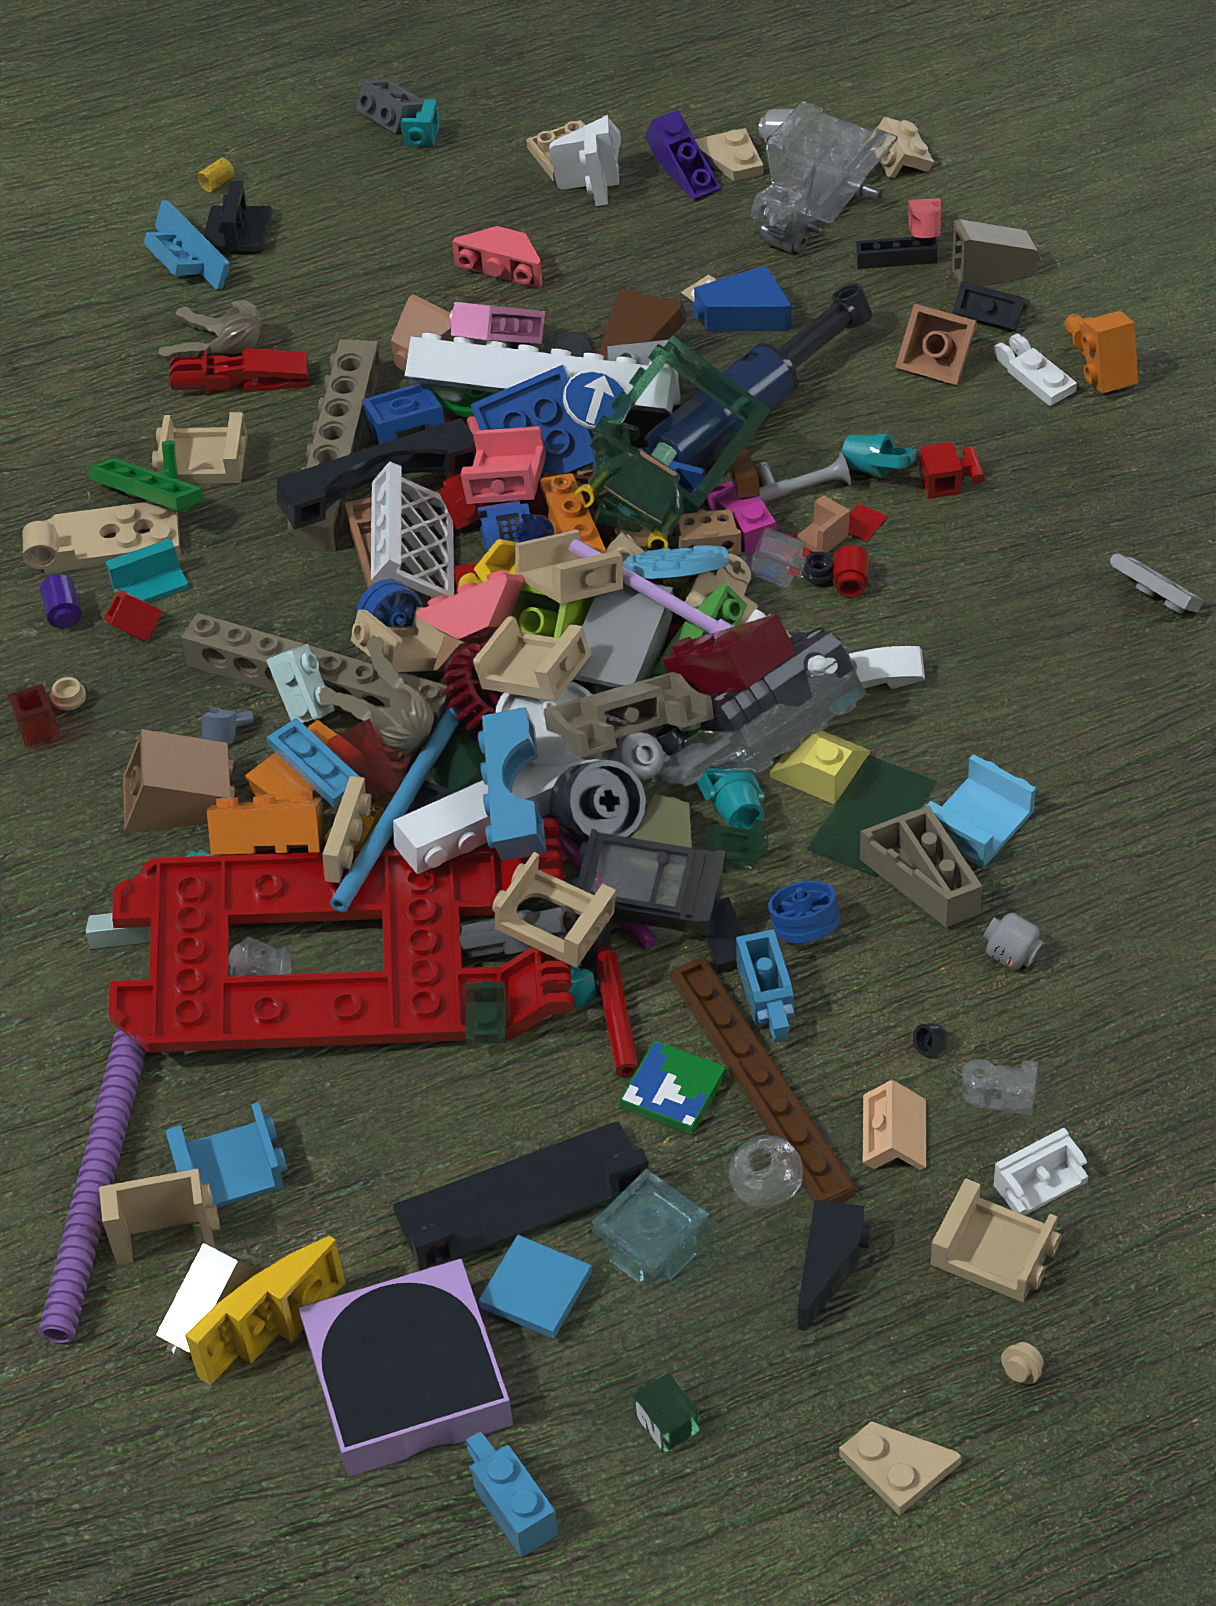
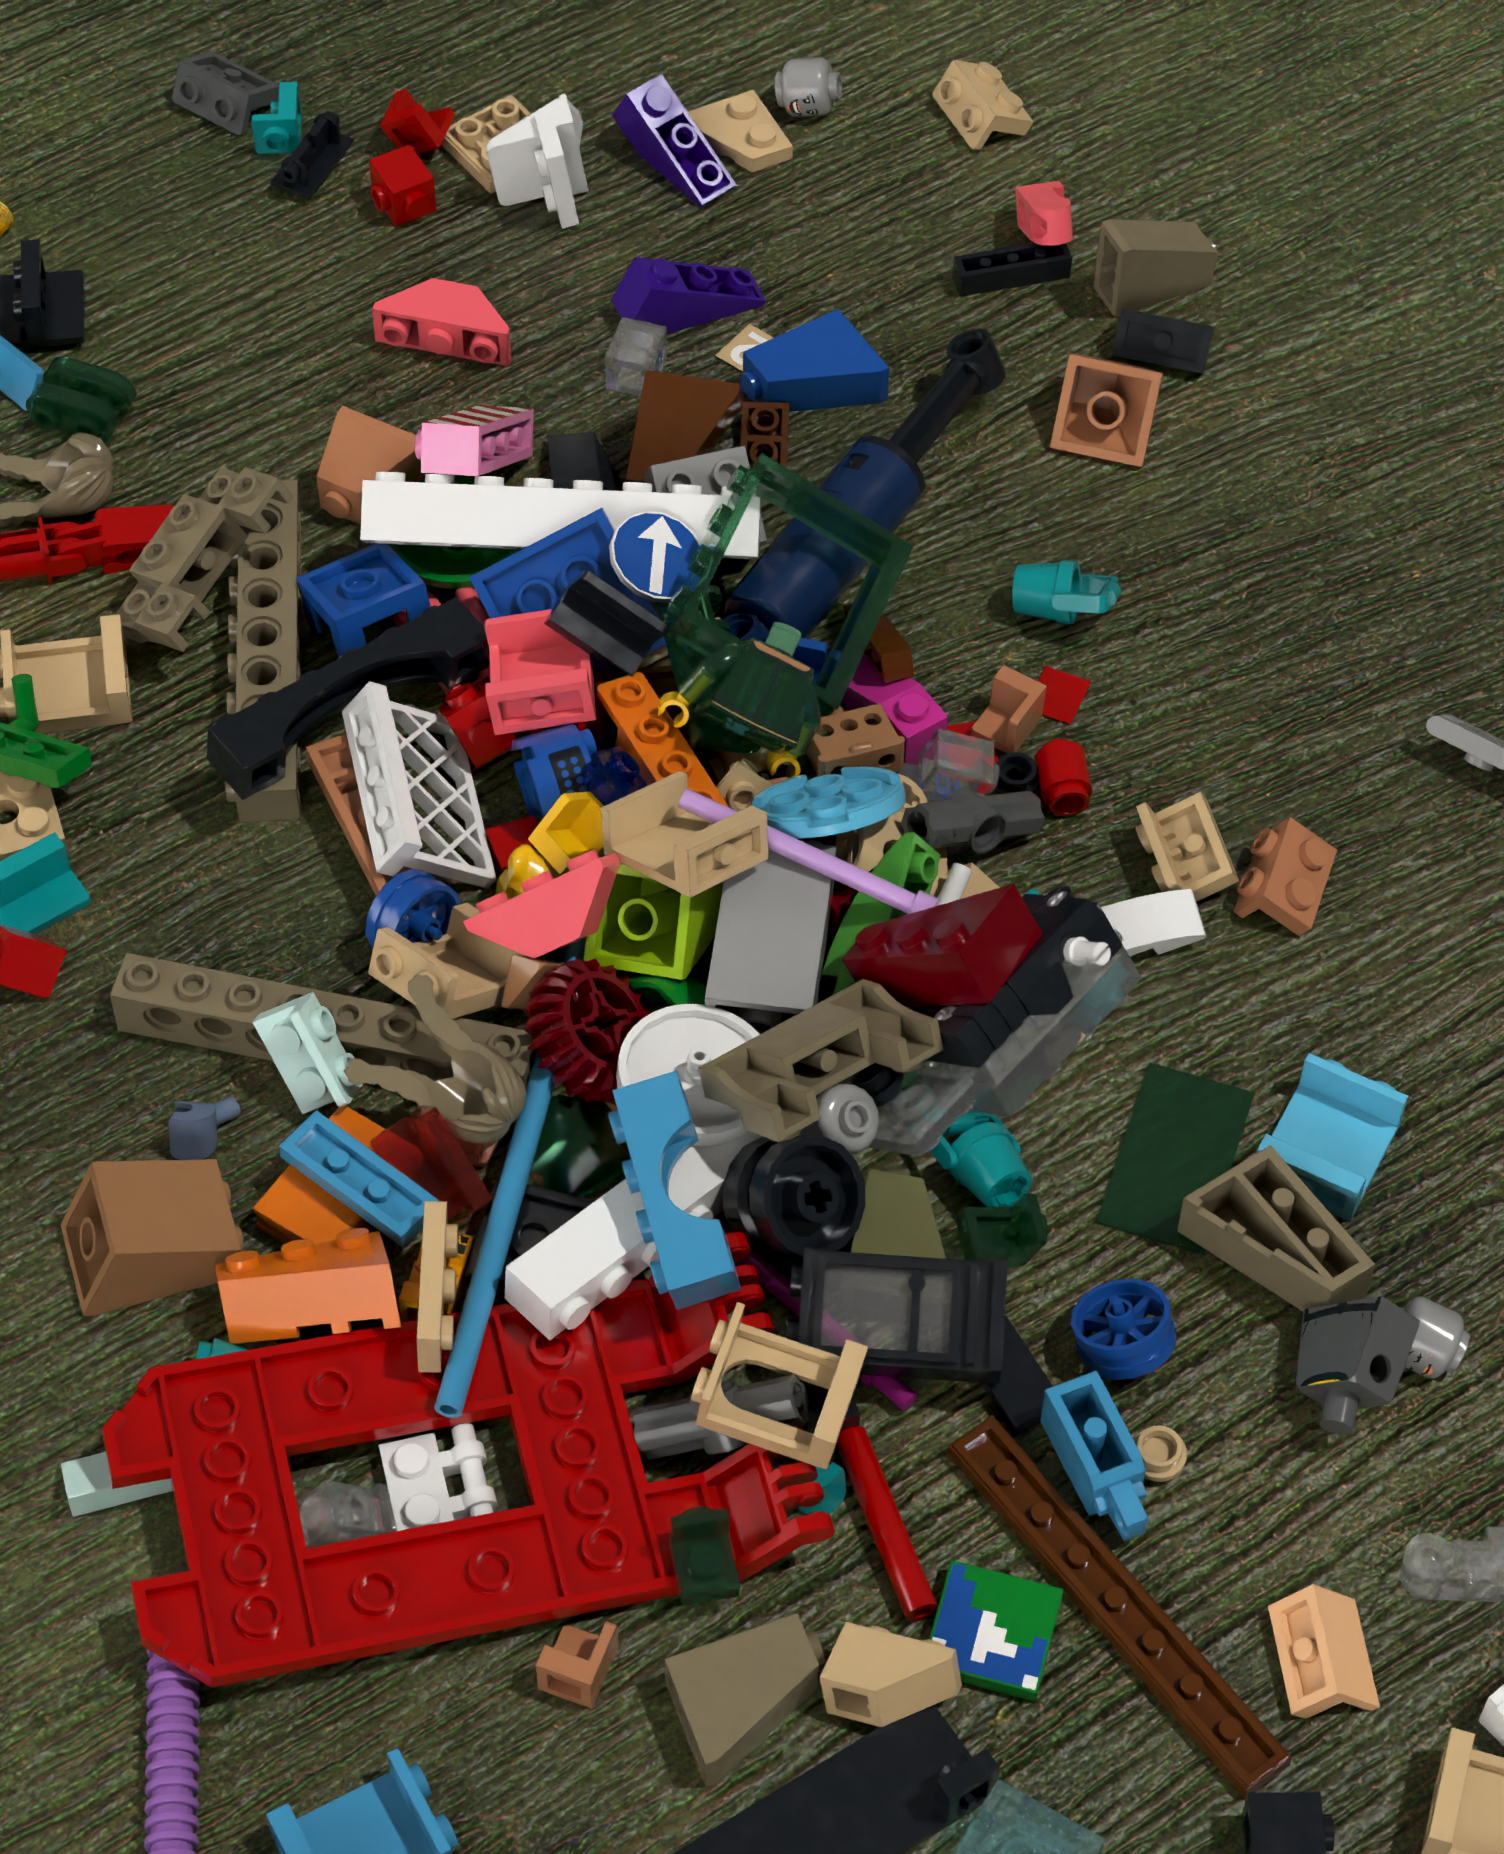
camera: 15 degrees left, 5 degrees up
(251, 281) = (80, 398): none -> clear green brick
(298, 378) = (193, 552): none -> dark tan bracket
(316, 949) = (417, 1481): none -> white plate
(392, 1073) = (577, 1664): none -> nougat panel
(438, 149) = (313, 157): none -> black hinge
(493, 170) = (402, 185): none -> red brick
(495, 1100) = (741, 1690): none -> dark tan slope
(508, 135) = (411, 124): none -> red panel
(530, 662) = (657, 988): tan panel -> none
(551, 438) = (605, 623): none -> black panel
(590, 1101) = (886, 1675): none -> tan slope
(625, 277) = (632, 351): none -> clear brick
(661, 251) = (684, 293): none -> dark purple slope
(703, 338) = (765, 430): none -> reddish brown slope
(773, 490) = (1009, 621): light grey piece -> none
(773, 1184) = (1166, 1777): clear piece -> none
(779, 587) = (975, 819): none -> dark grey piece
(811, 992) = (1161, 1452): none -> tan plate
(814, 174) = (883, 158): clear piece -> none
(820, 765) = (1091, 1091): light yellow slope -> none
(924, 621) = (1186, 847): none -> tan bracket
(928, 1035) = (1335, 1498): black hinge -> none
(943, 470) = (1160, 607): red brick -> none
(956, 944) = (1353, 1357): none -> dark grey torso
(991, 646) = (1286, 875): none -> nougat bracket
(1034, 370) = (1246, 435): white hinge -> none
(1108, 349) = (1349, 395): orange brick -> none

